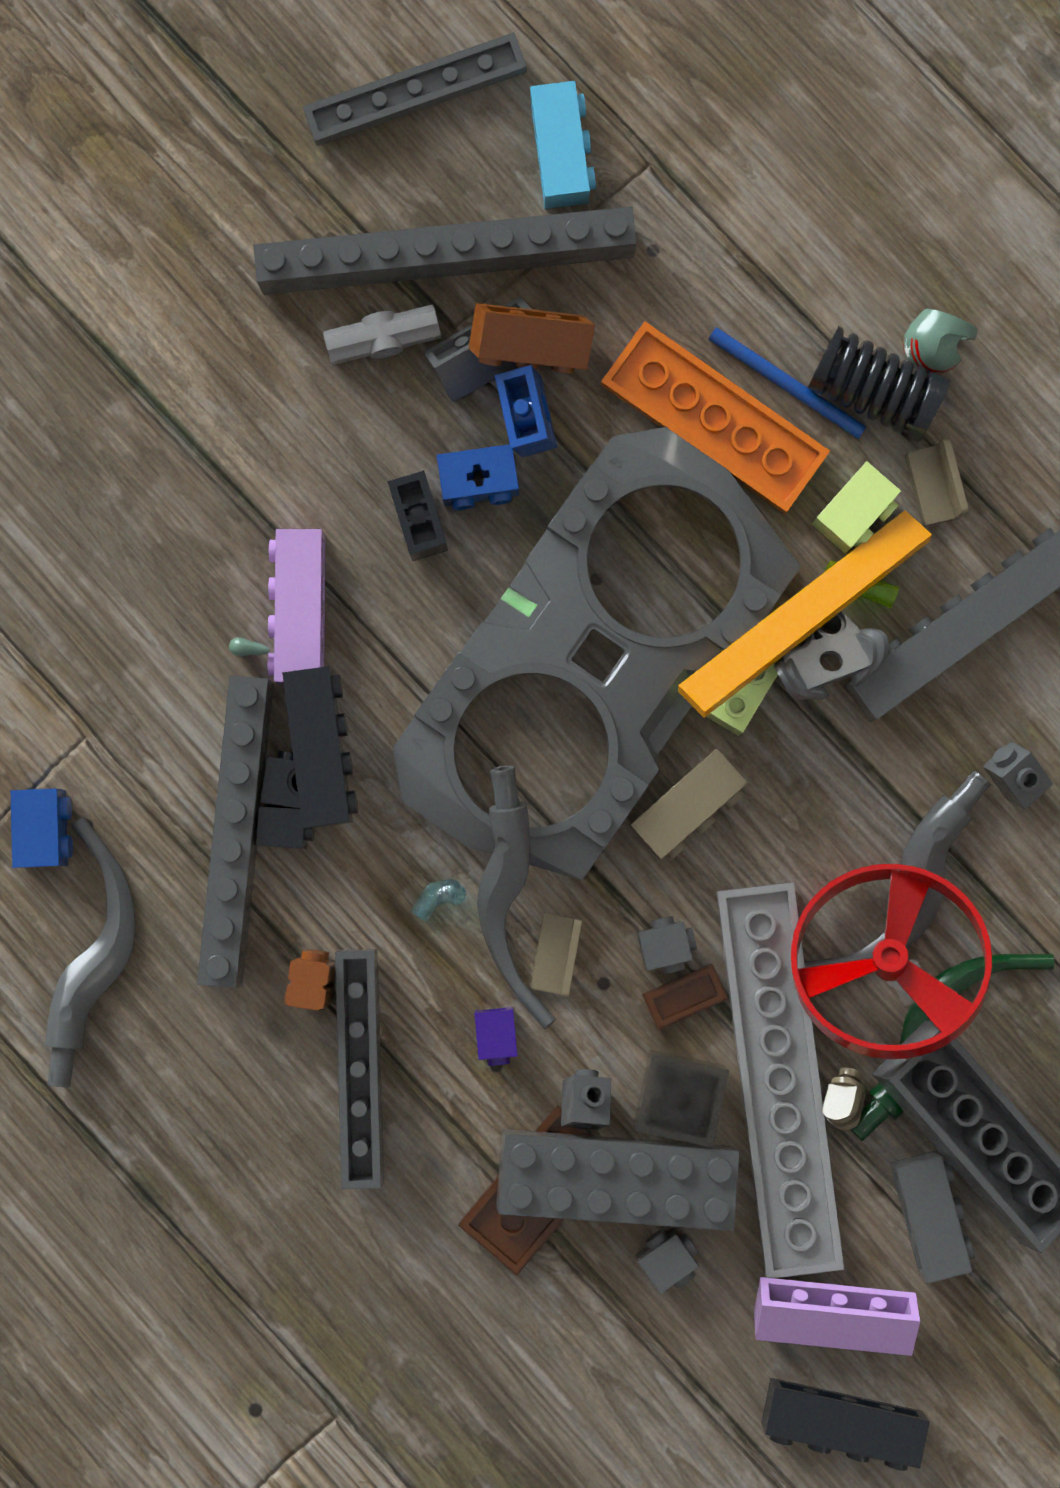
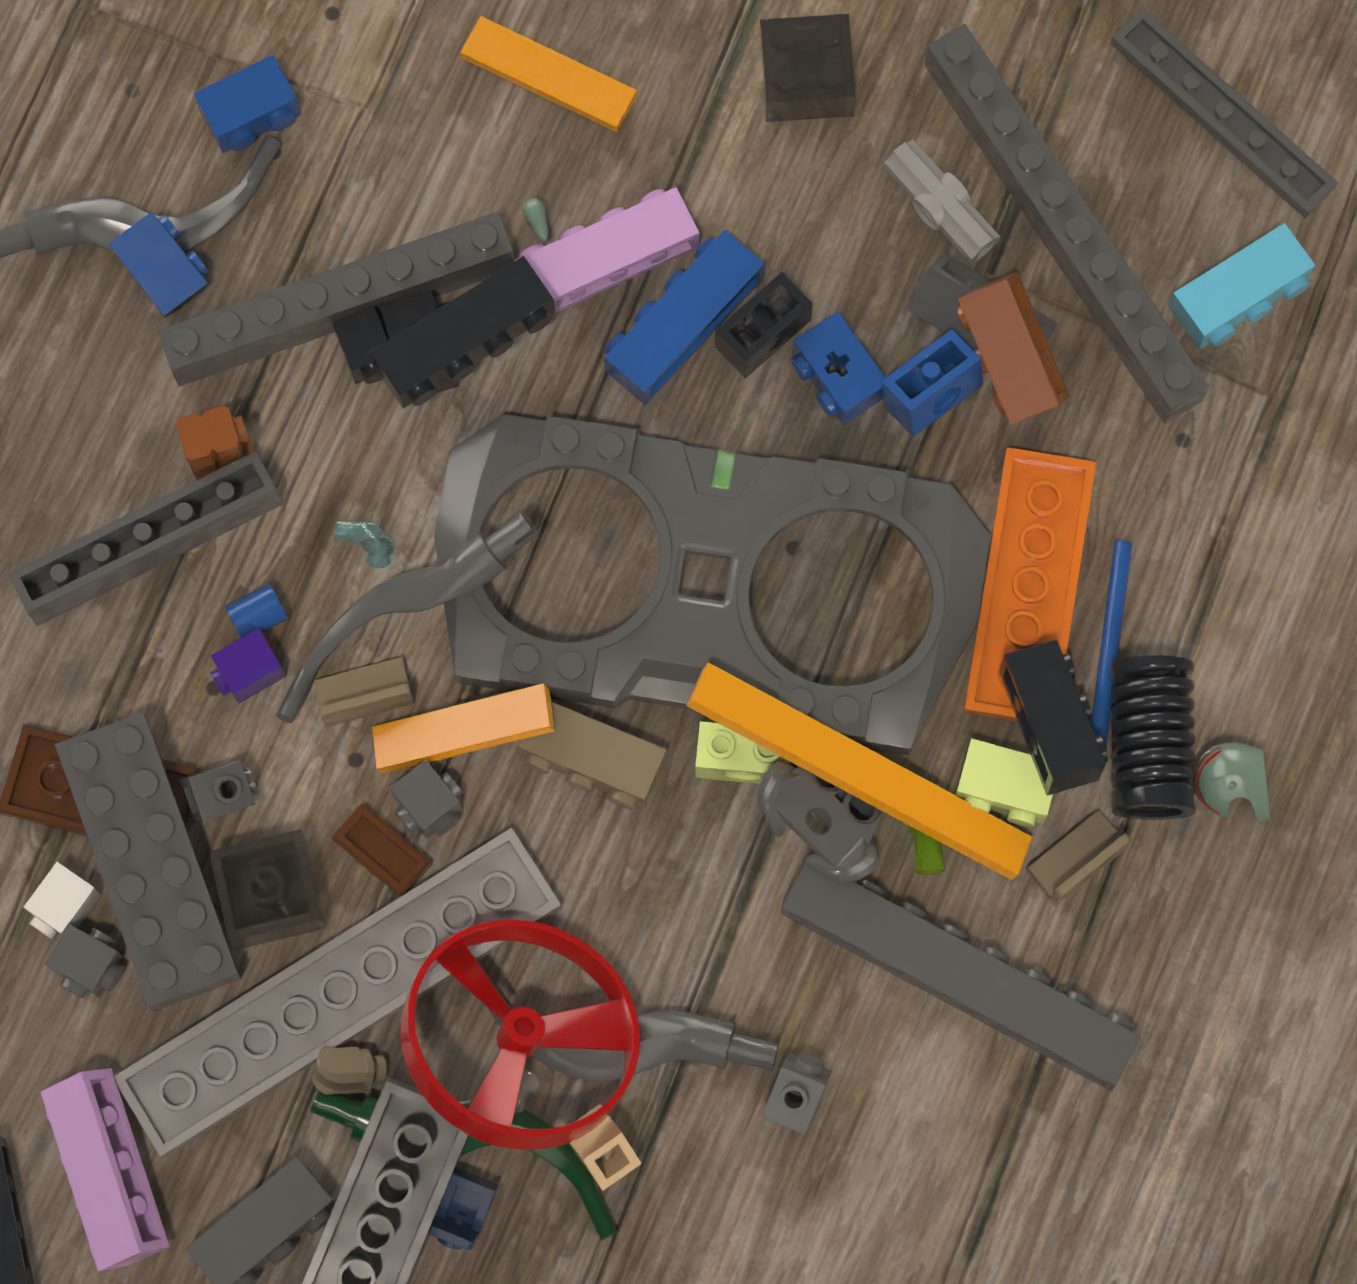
camera: 65 degrees right, 10 degrees down
(128, 583) = (548, 74): none -> light orange tile
(140, 957) = (159, 263): none -> blue brick
(224, 383) = (807, 67): none -> clear smoke brick
(379, 573) = (683, 317): none -> blue brick
(456, 1008) = (256, 610): none -> blue piece
(613, 1258) = (61, 901): none -> white brick
(626, 892) = (463, 728): none -> light orange tile
(833, 448) = (1053, 717): none -> black brick
(992, 1058) = (463, 1210): none -> dark blue bracket
(1004, 937) = (605, 1152): none -> tan brick

